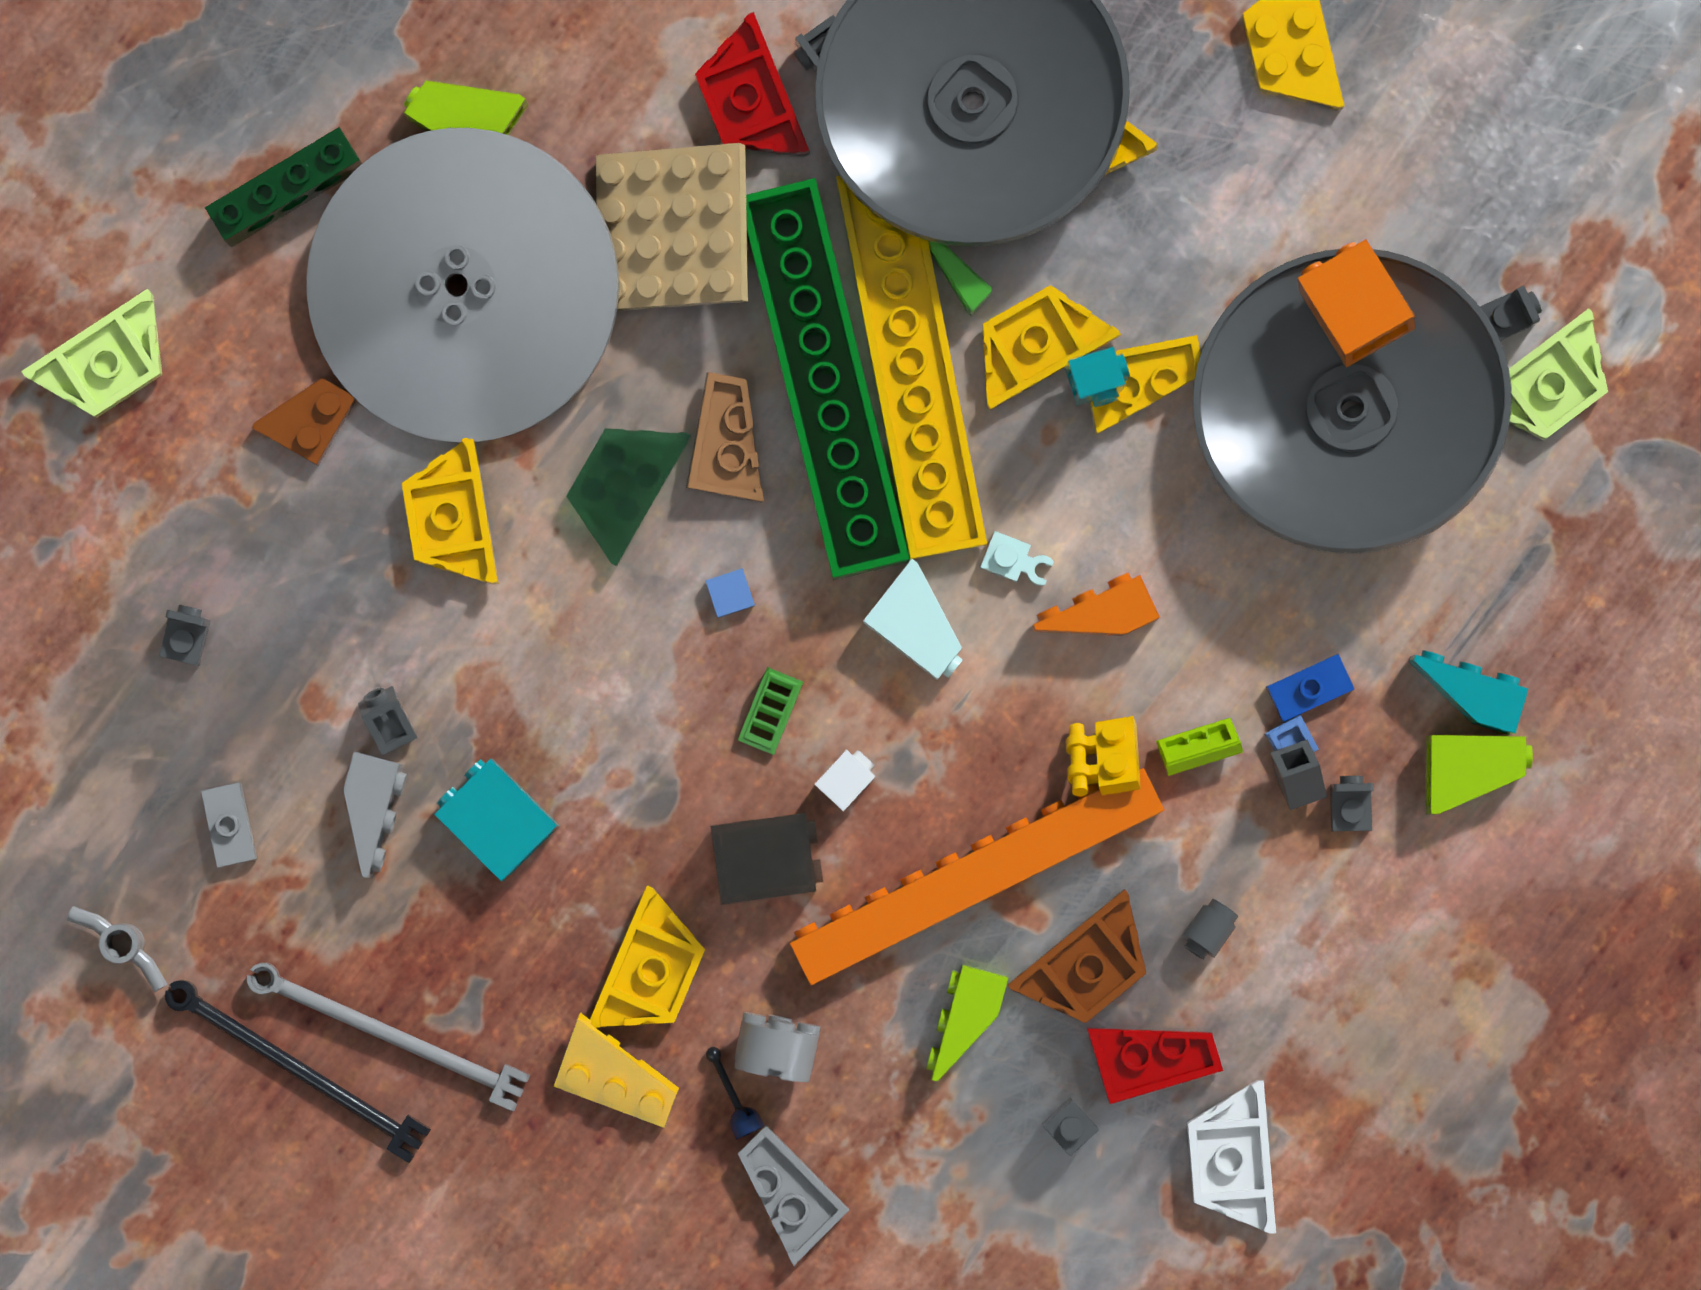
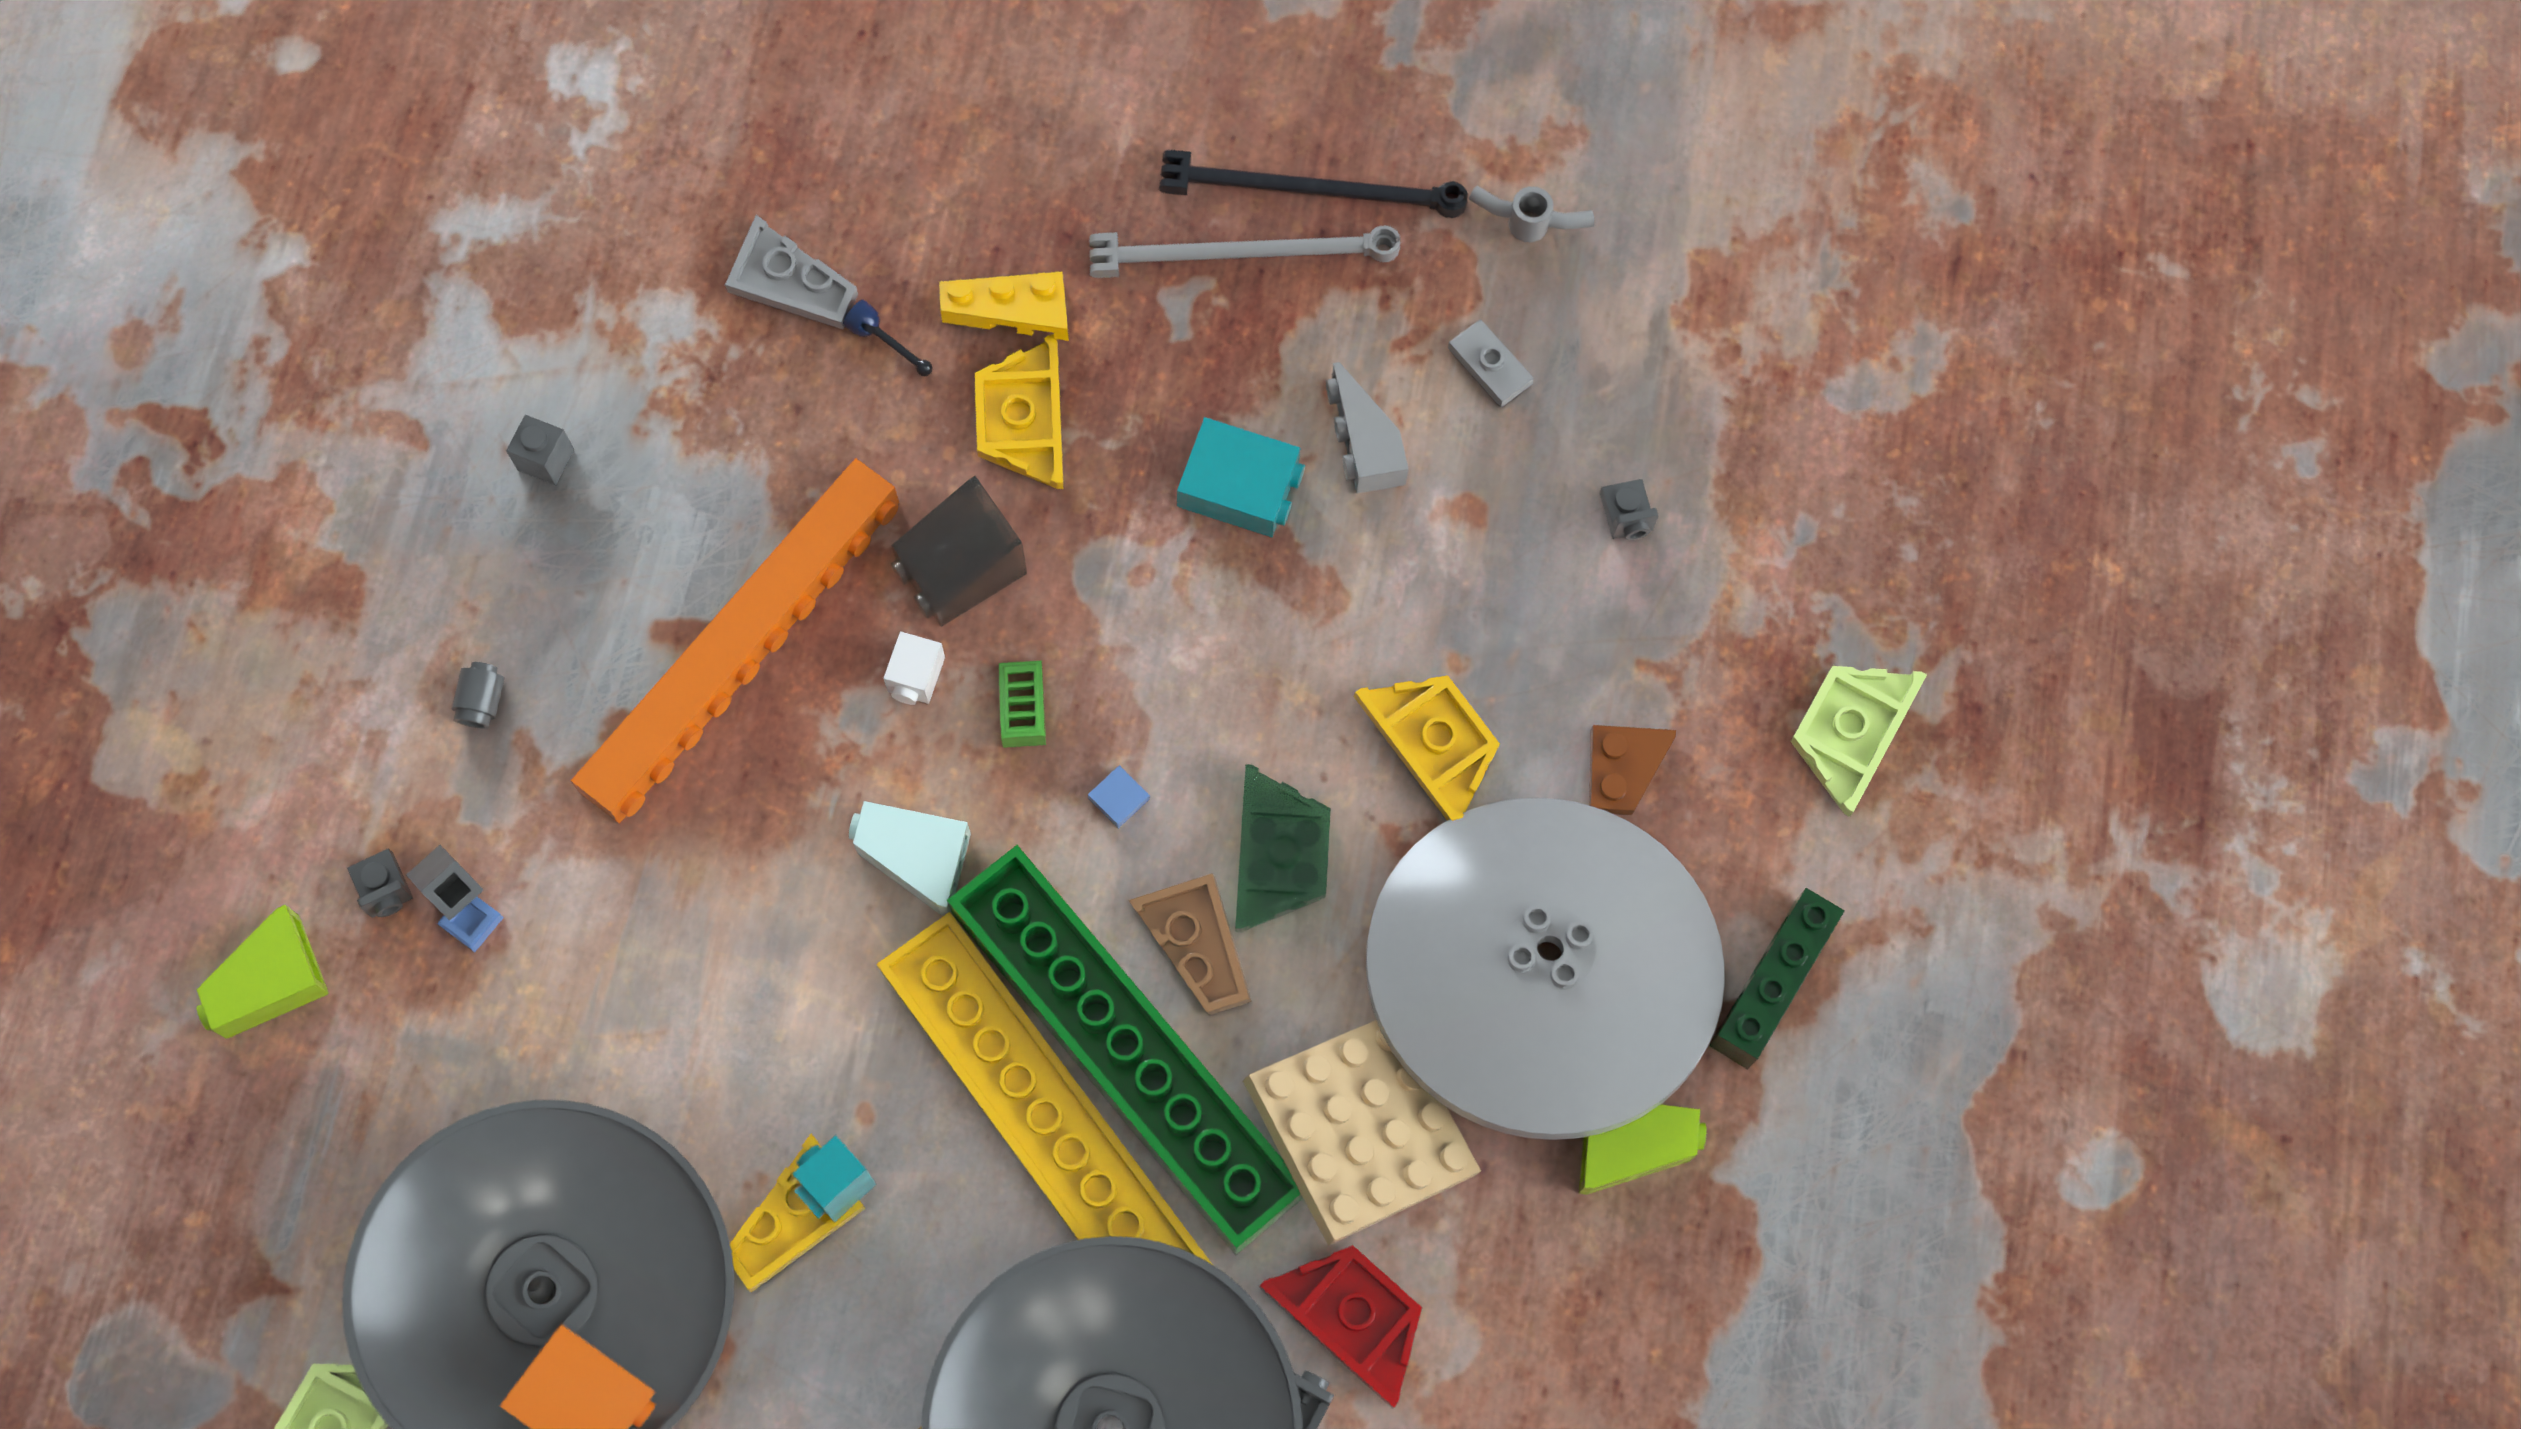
camera: 150 degrees right, 15 degrees down
(386, 719) = (1395, 520): dark grey bracket -> none
(776, 1047) = (861, 387): light grey brick -> none
(965, 282) = (1026, 1226): bright green slope -> none
(972, 1010) = (685, 510): lime slope -> none
(1009, 557) = (848, 966): light aqua plate -> none
(1037, 341) = (918, 1202): yellow wing -> none
(1088, 964) = (589, 608): dark orange wing -> none
(1110, 613) = (716, 955): orange slope -> none
(1116, 757) = (645, 813): yellow plate -> none
(1151, 1060) = (485, 549): red wing -> none
(1199, 746) = (564, 866): lime plate -> none
(1233, 1158) = (364, 496): white wing -> none
(1310, 687) = (472, 982): blue plate -> none
(1479, 698) = (276, 1054): teal slope -> none

